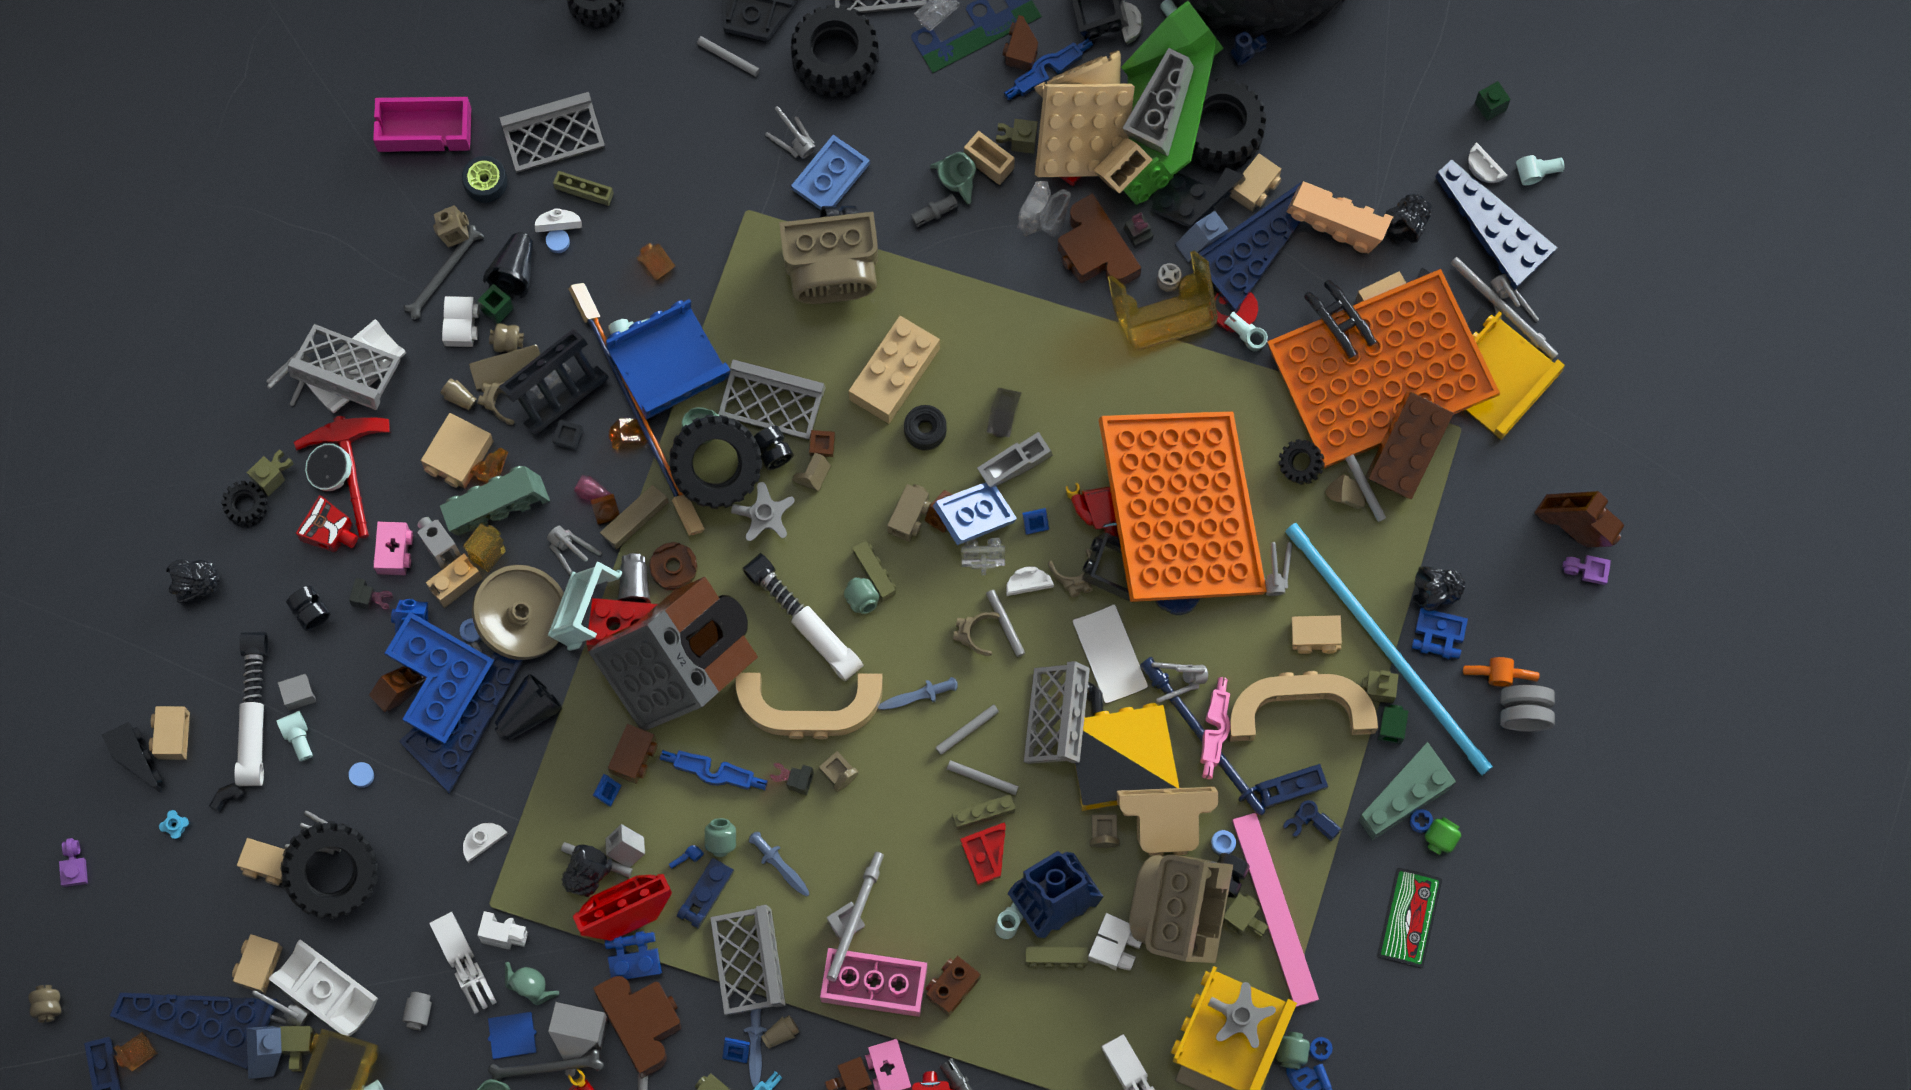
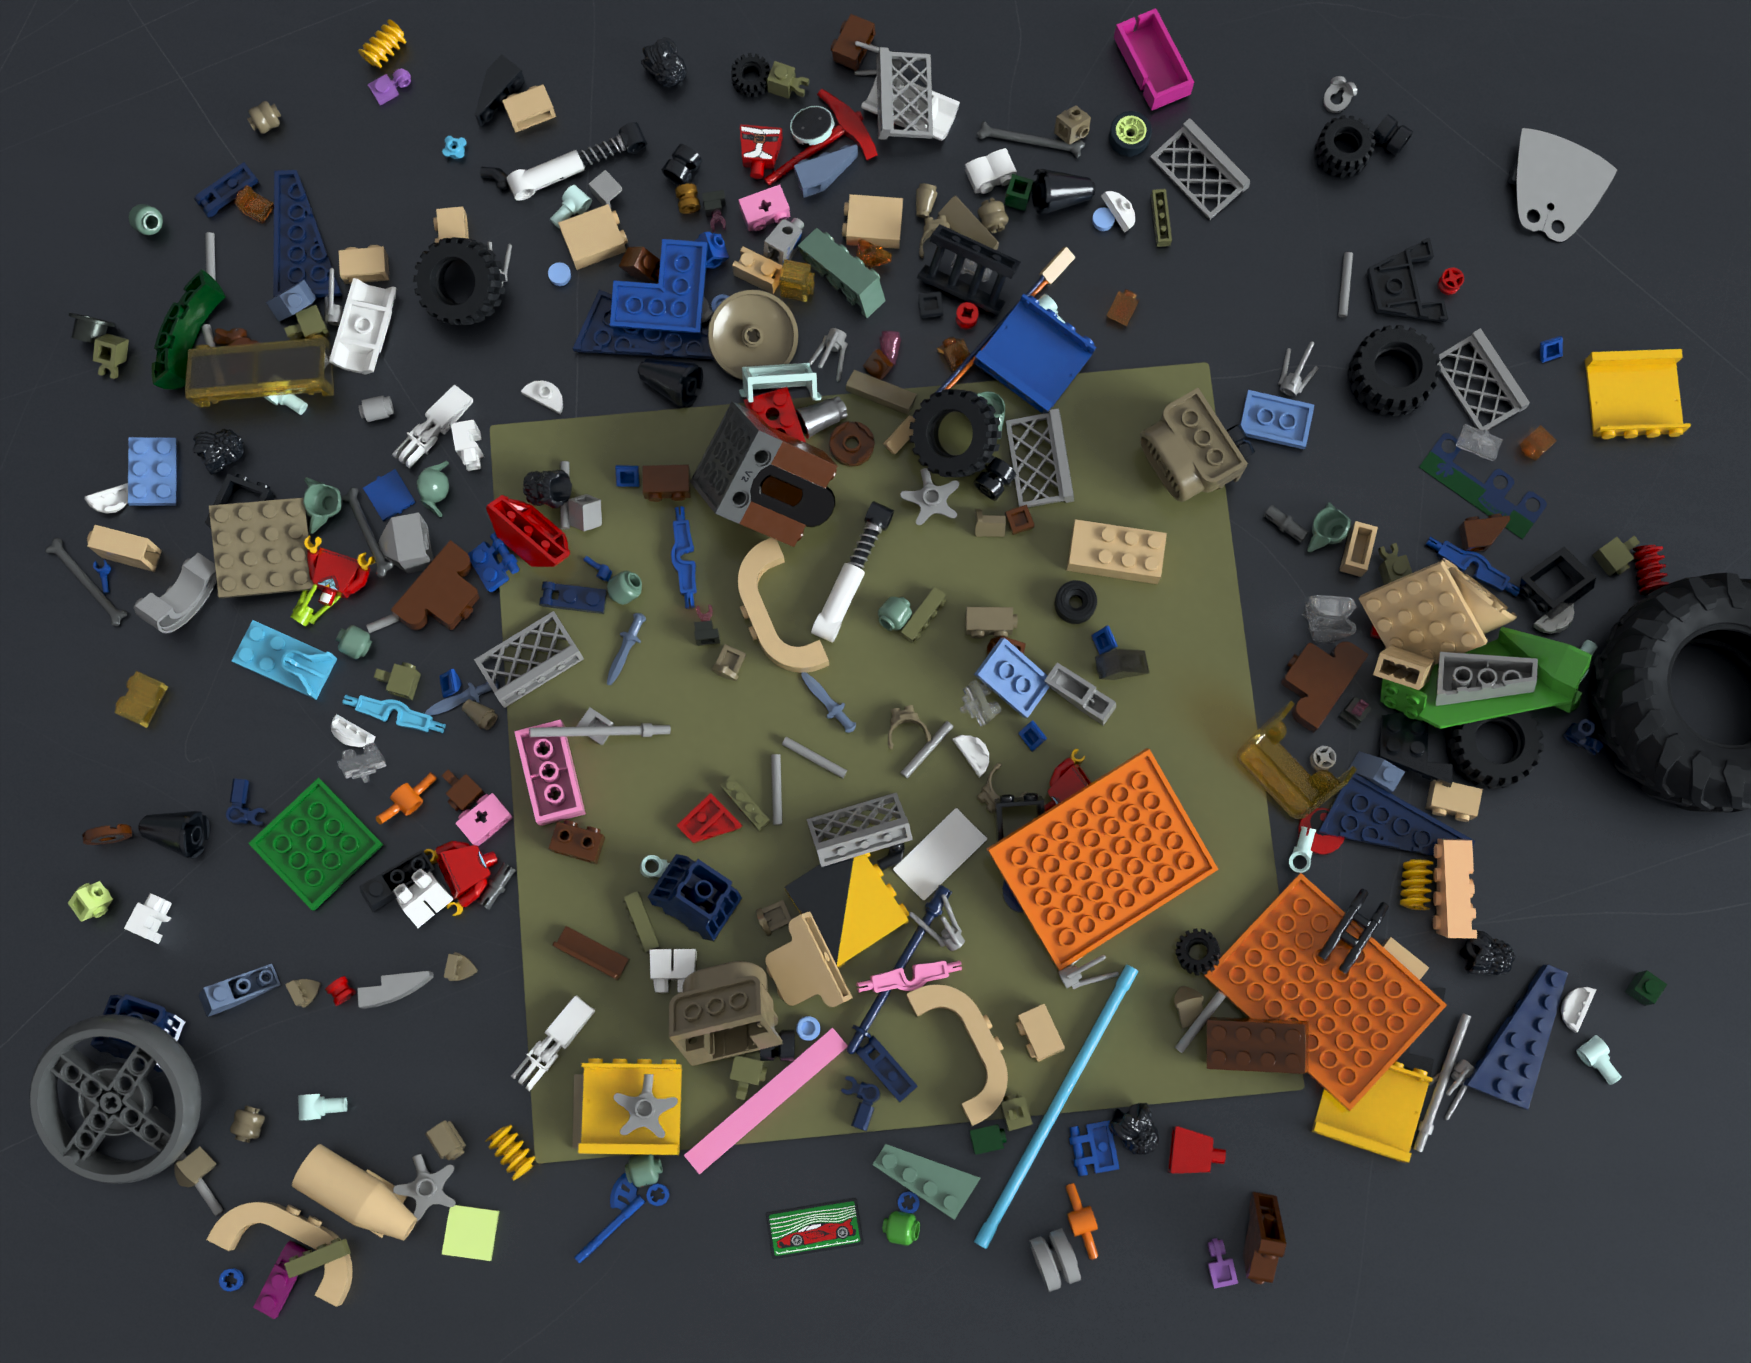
camera: 65 degrees right, 5 degrees up
(25, 851) = (382, 44): none -> yellow piece
(254, 384) = (844, 48): none -> reddish brown brick
(339, 725) = (593, 236): none -> tan brick
(345, 617) = (687, 198): none -> pearl gold wheel
(381, 485) = (819, 173): none -> sand blue slope
(595, 411) = (965, 320): none -> red wheel
(974, 418) = (1104, 640): none -> blue slope
(1066, 1016) = (591, 953): none -> reddish brown panel
(1319, 249) = (1415, 884): none -> yellow piece
(1478, 549) = (1192, 1152): none -> red torso

